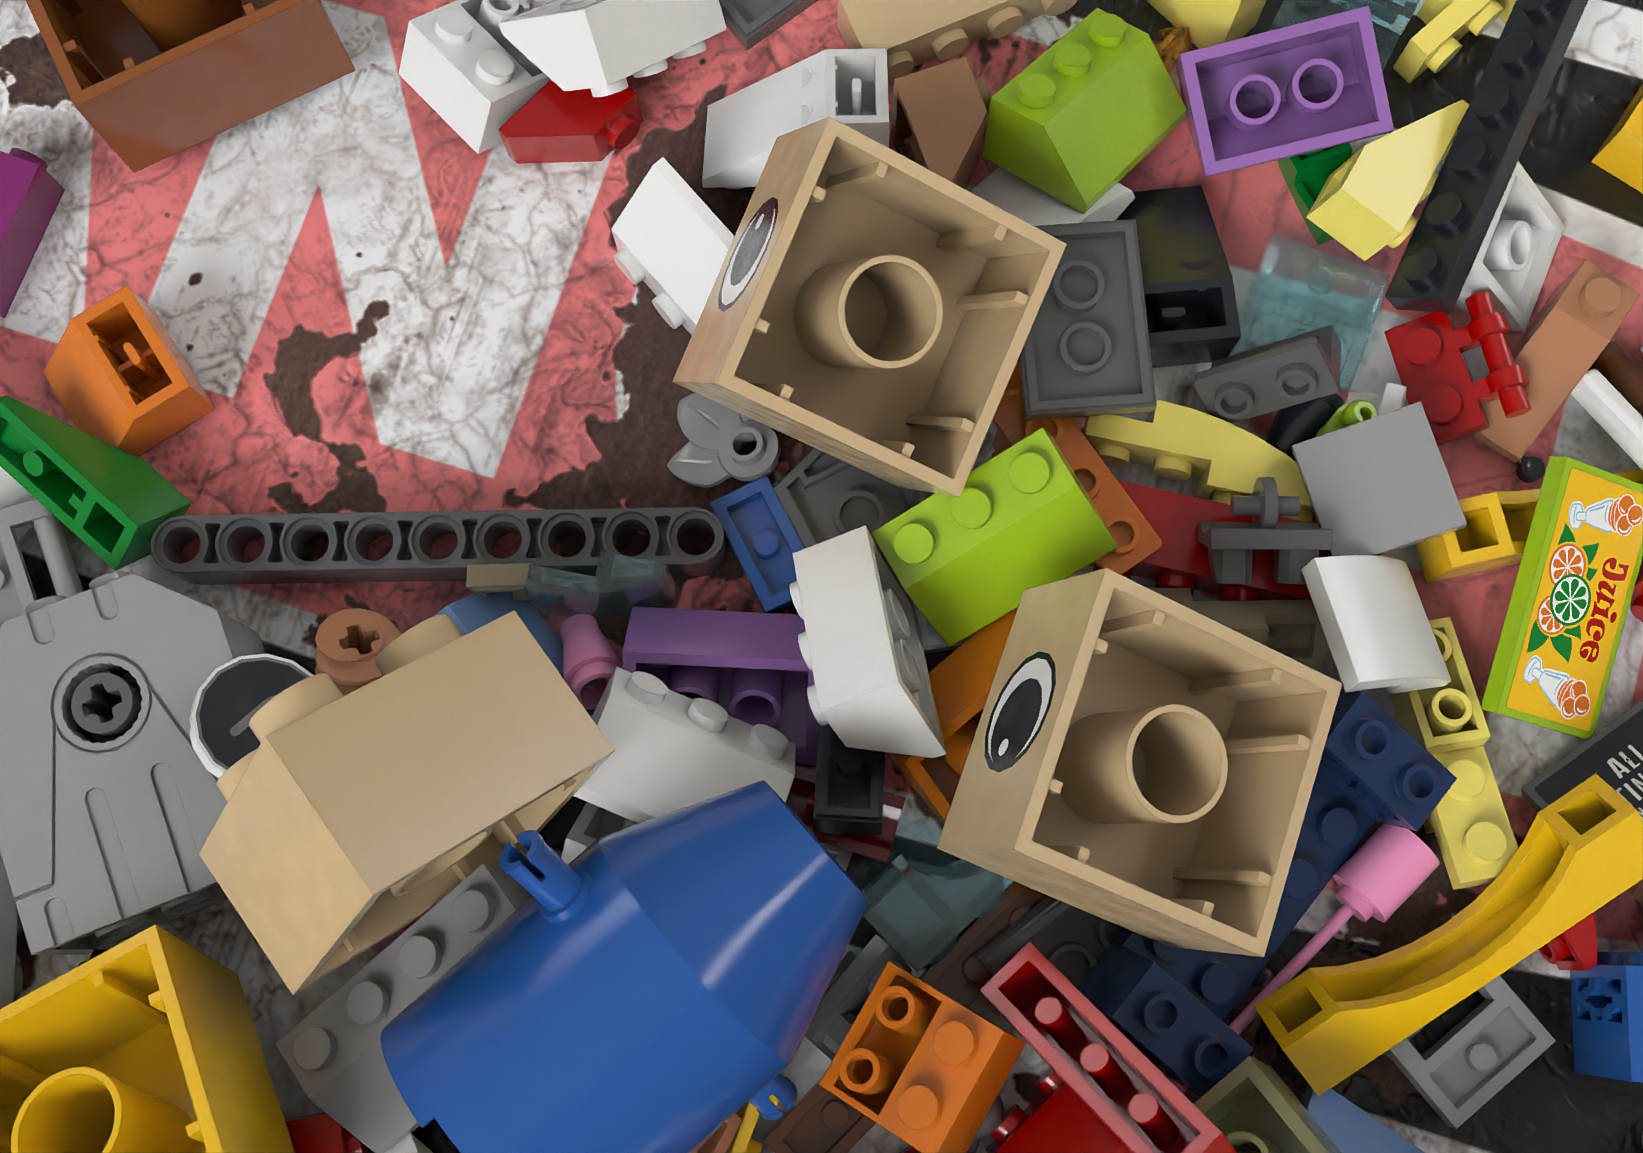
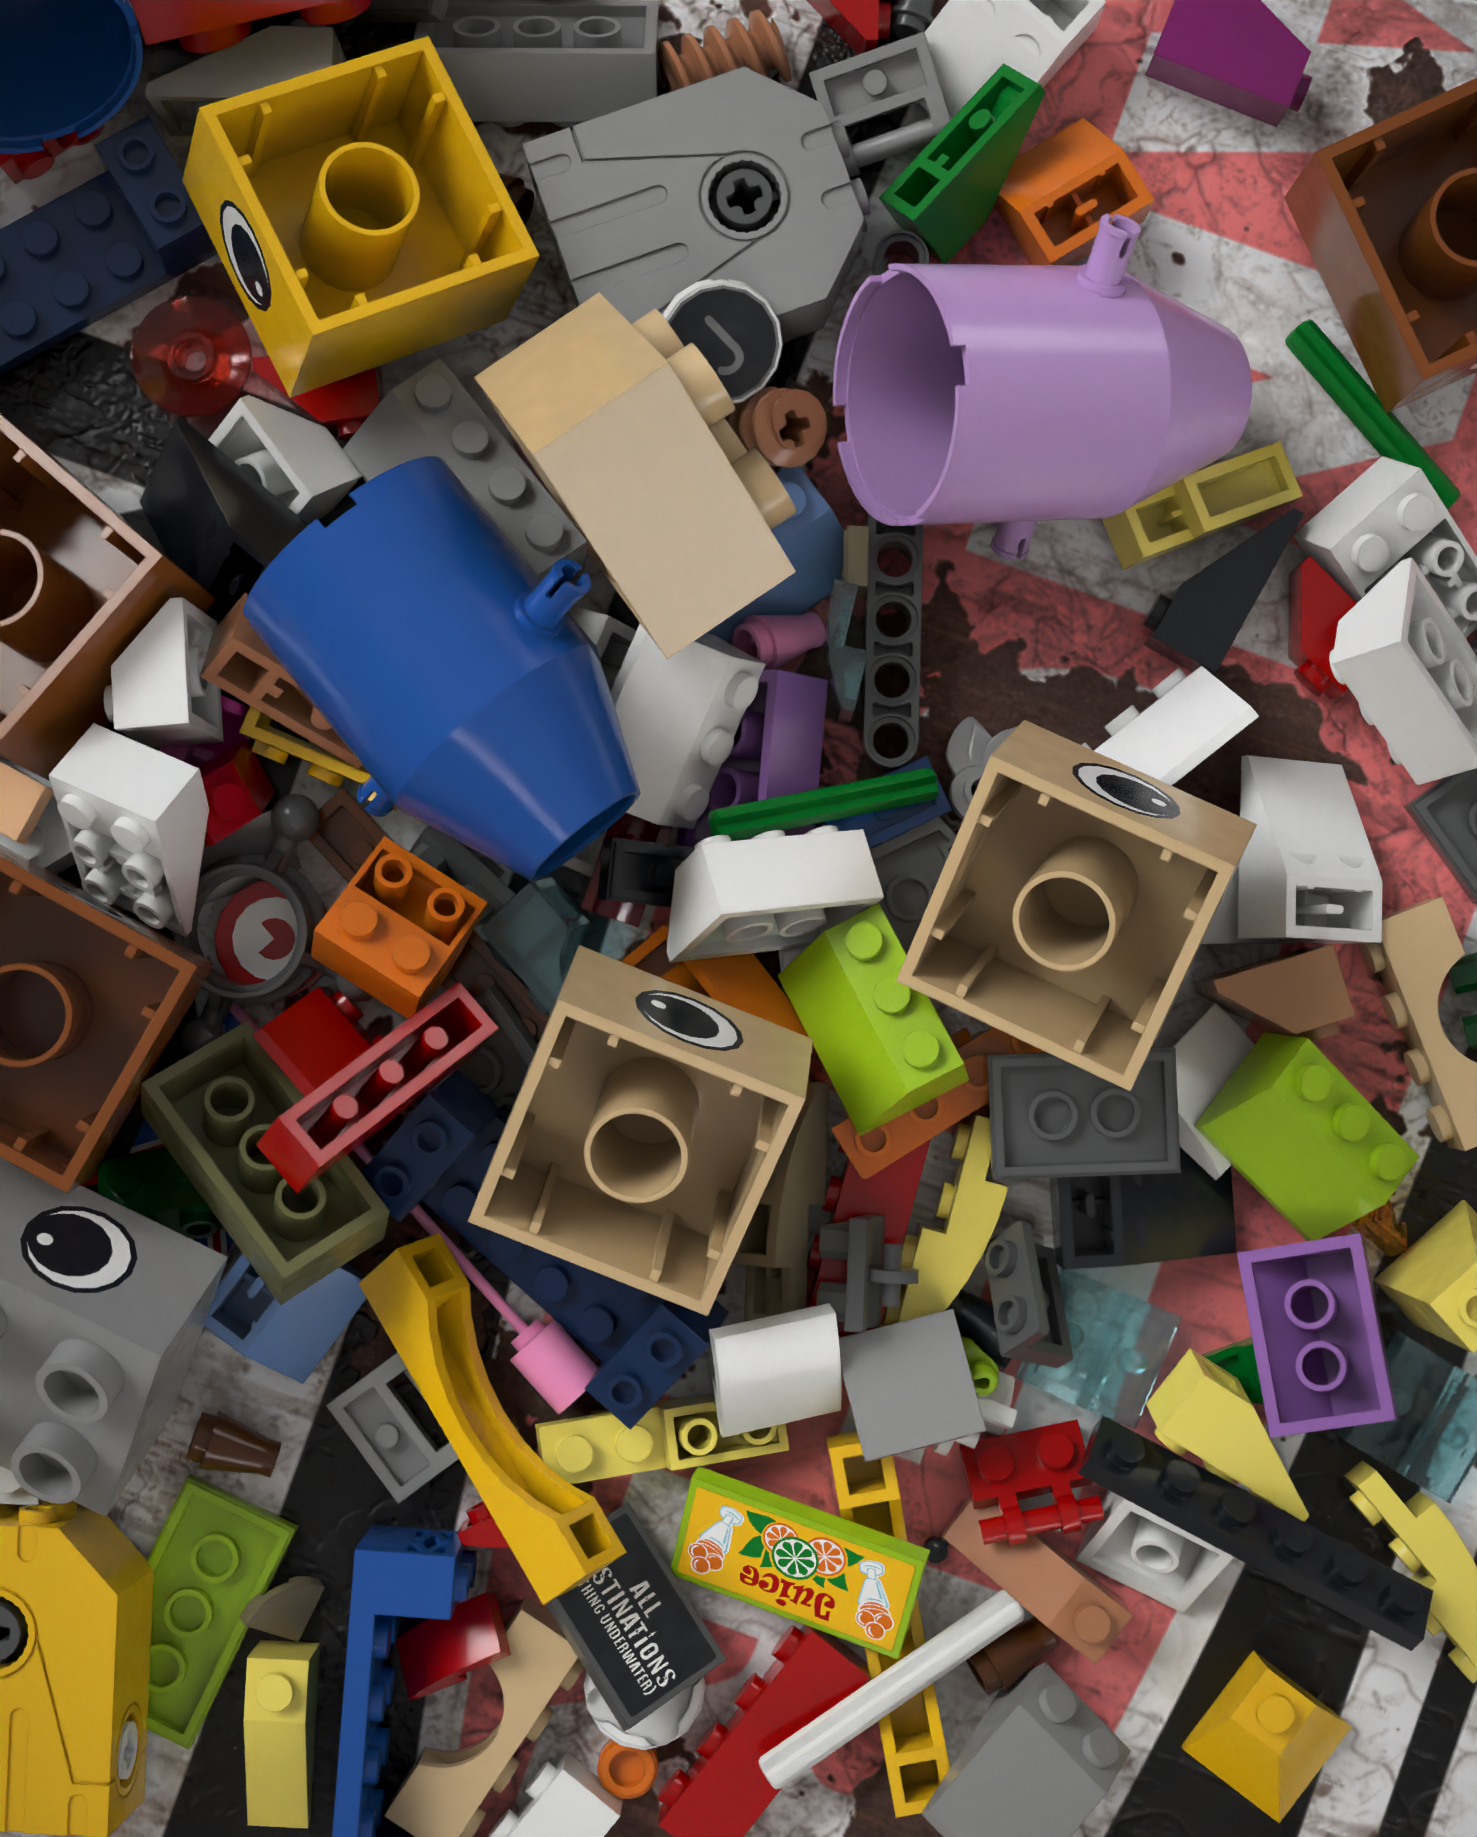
camera: 90 degrees right, 10 degrees up
(318, 399) = (1030, 391): none -> lavender piece
(337, 104) = (1363, 406): none -> green axle
(447, 245) = (1203, 505): none -> light yellow slope
(553, 228) = (1209, 609): none -> black slope
(767, 600) = (824, 804): none -> green axle

